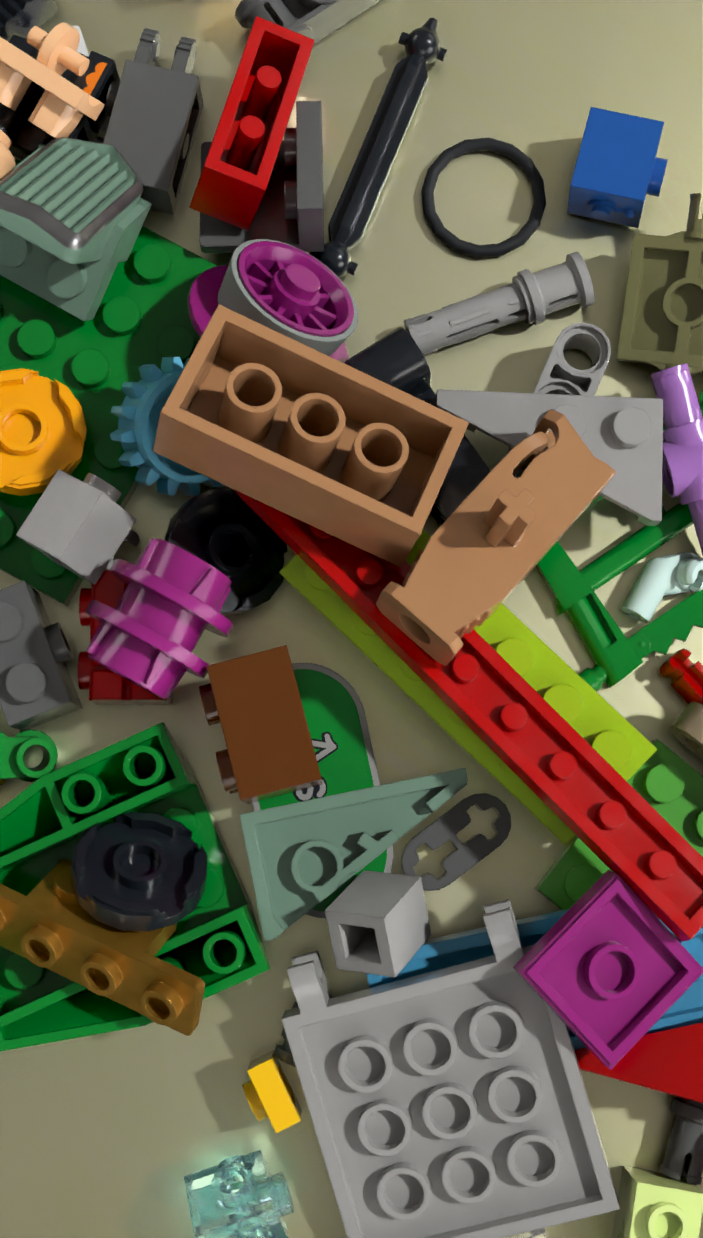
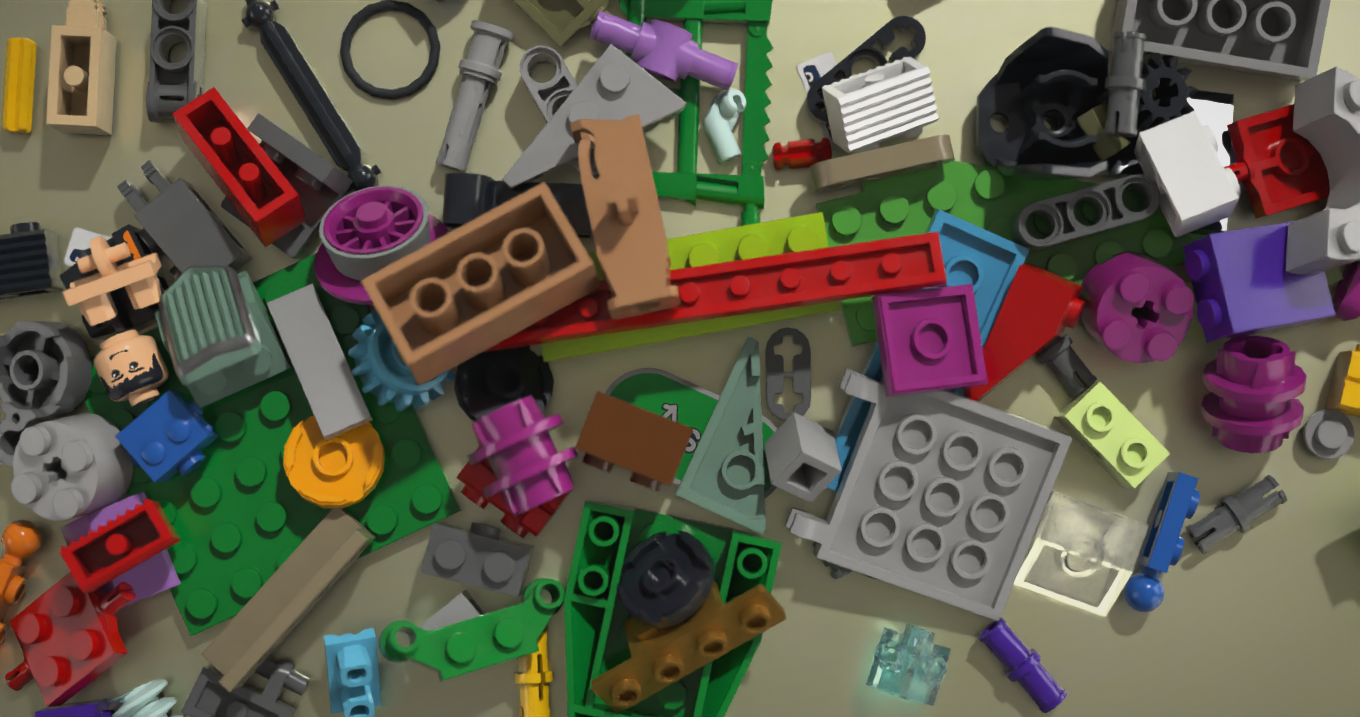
camera: 50 degrees left, 5 degrees up
(79, 525) = (423, 464): light grey brick -> none
(110, 345) = (319, 362): none -> light grey tile
(271, 1093) = (855, 597): yellow plate -> none

